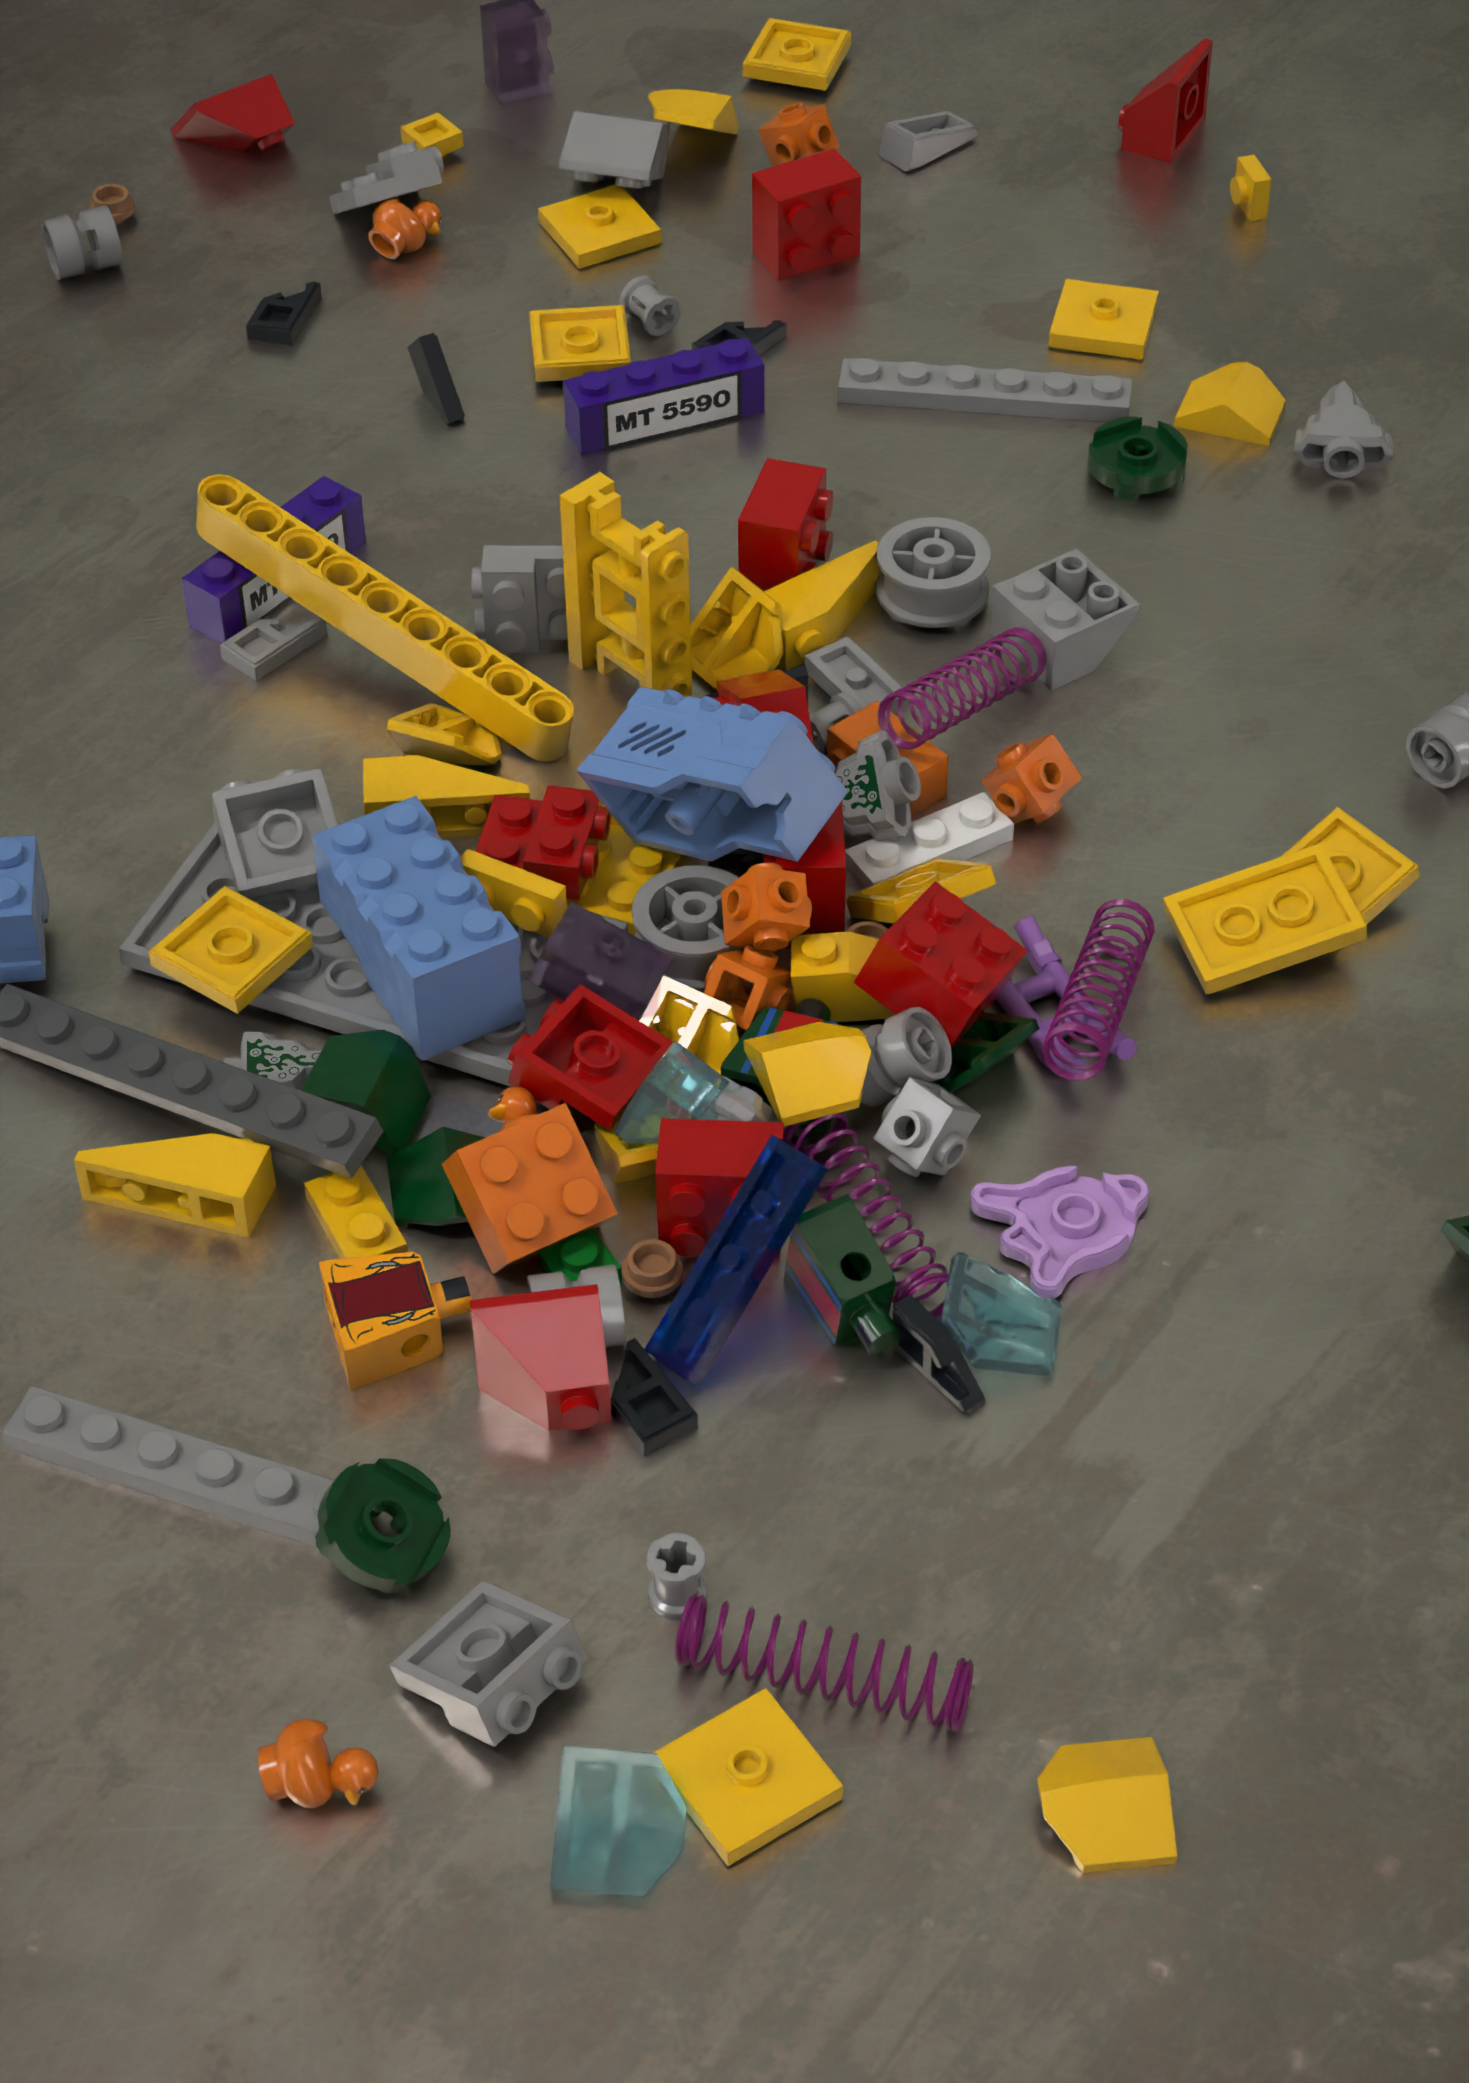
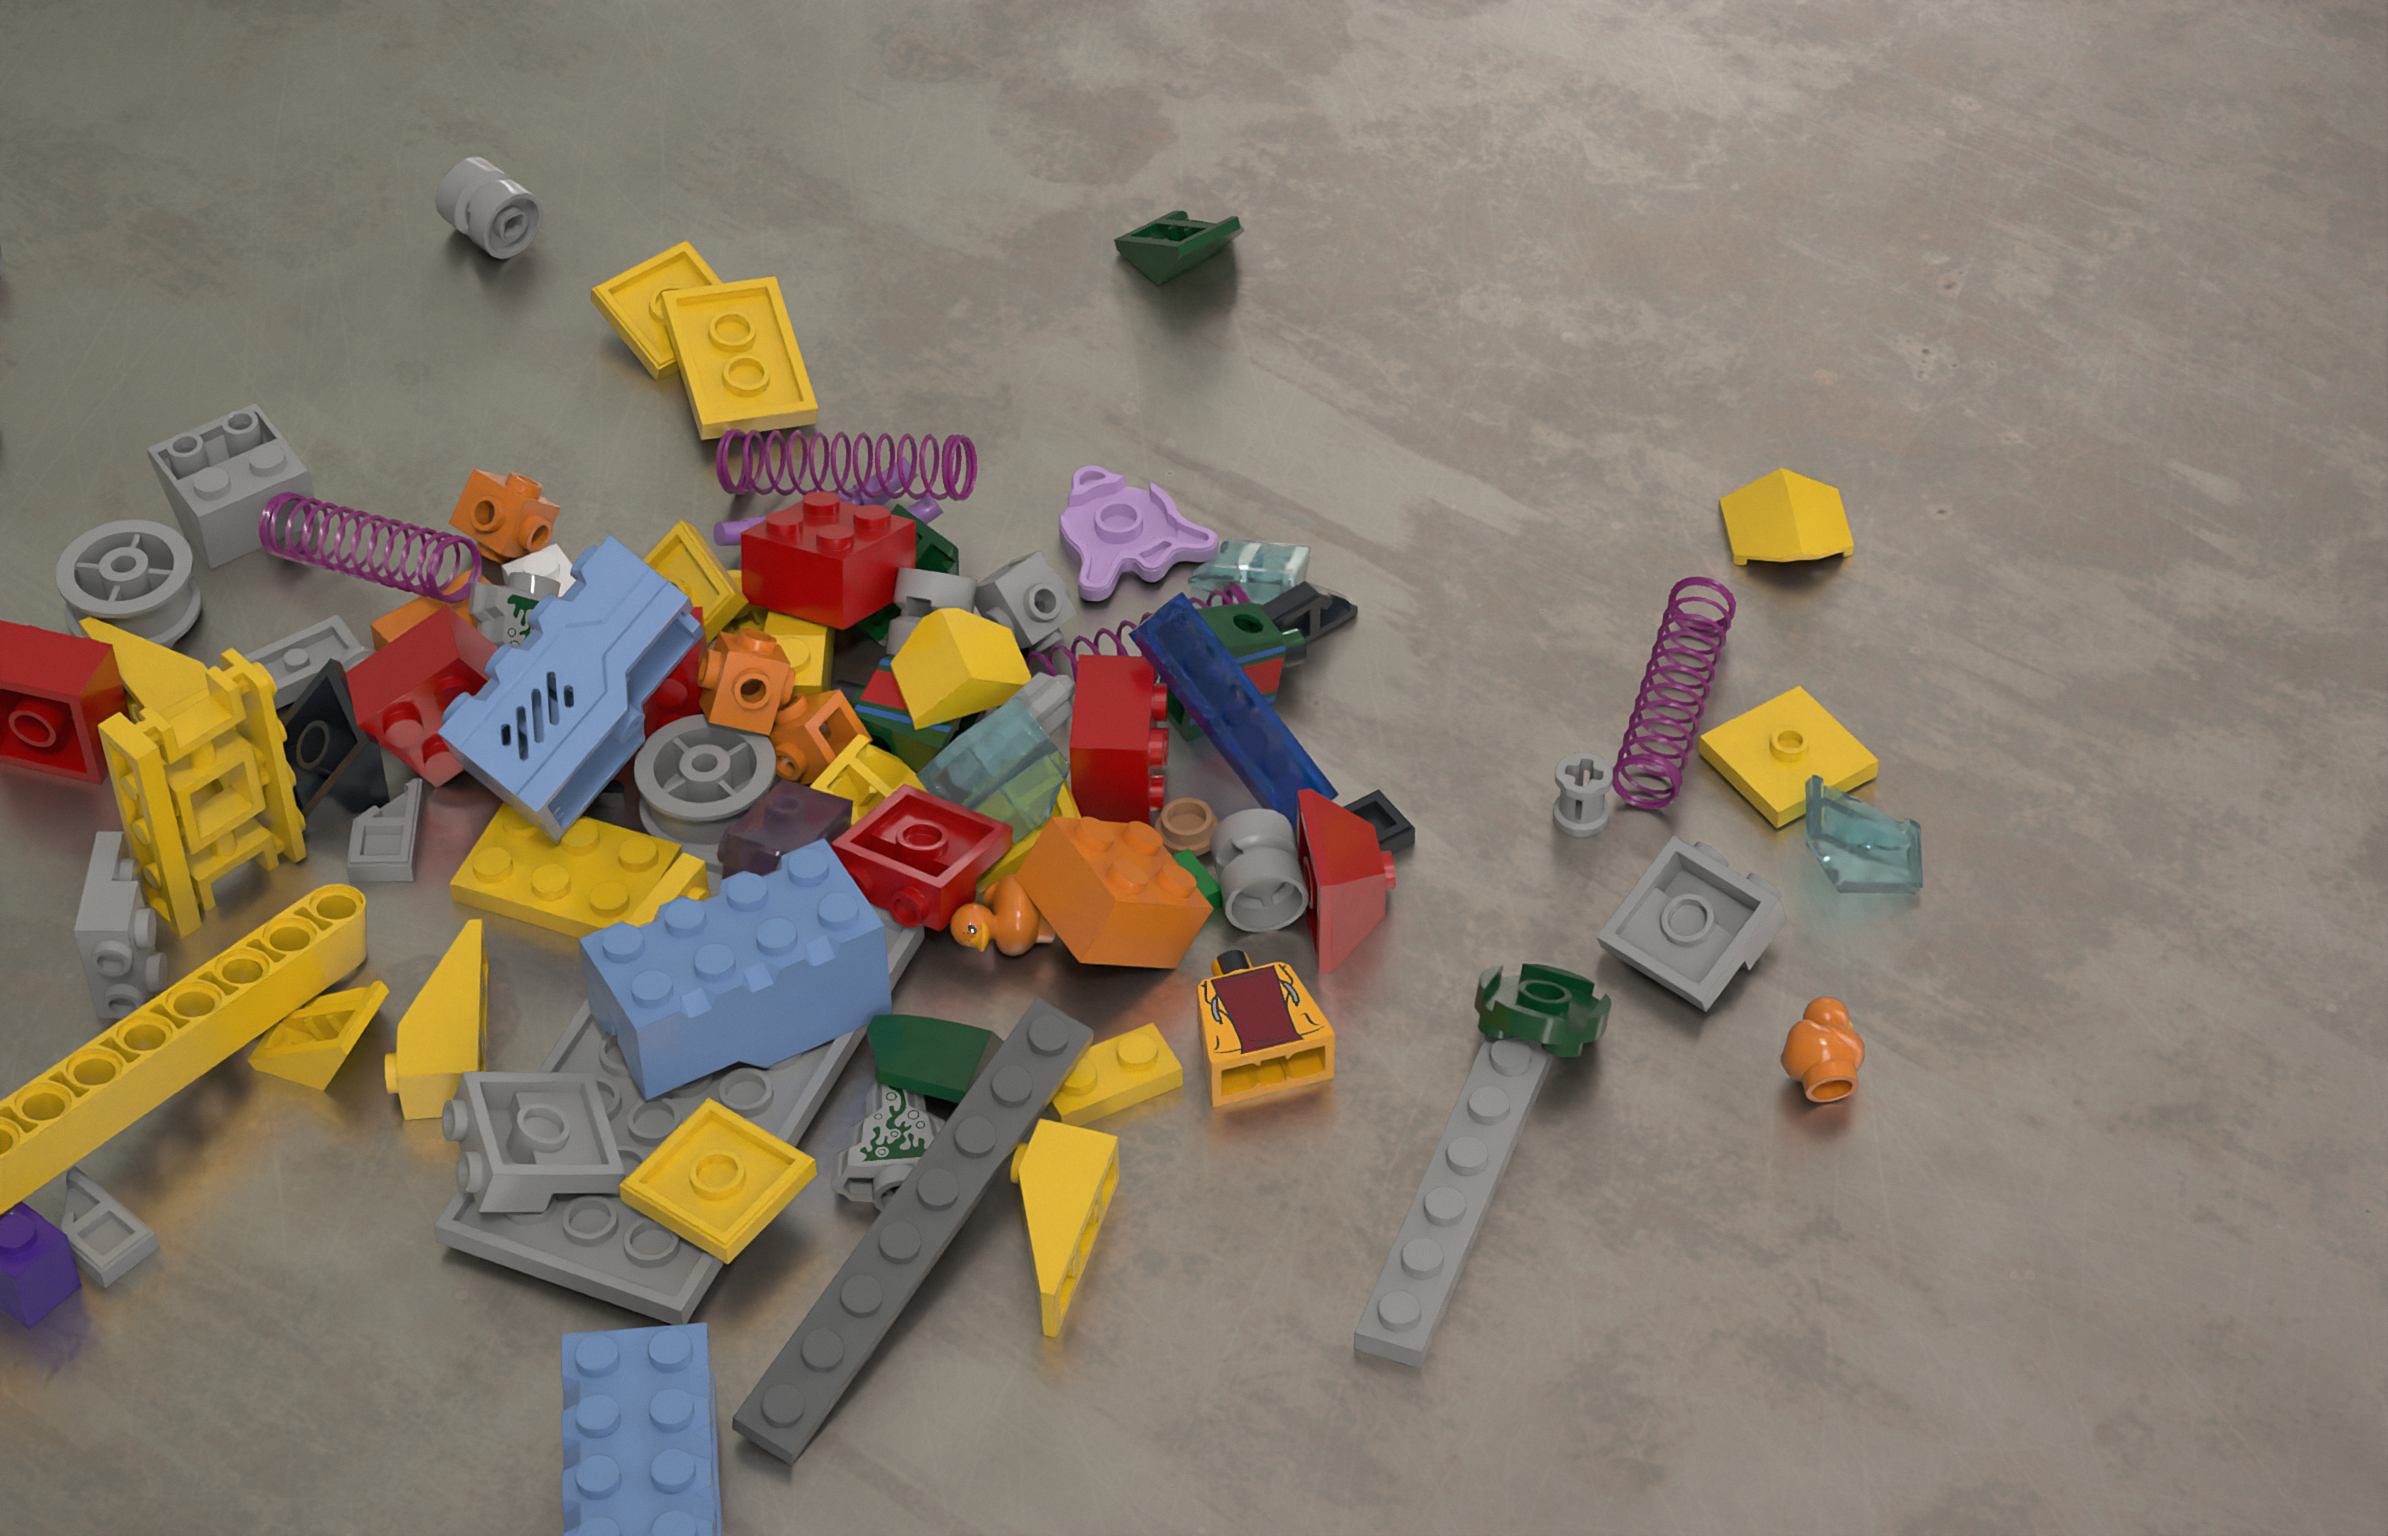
camera: 90 degrees left, 0 degrees up
(419, 1183) = (1081, 990): dark green slope -> none
(548, 836) = (555, 896): red plate -> none

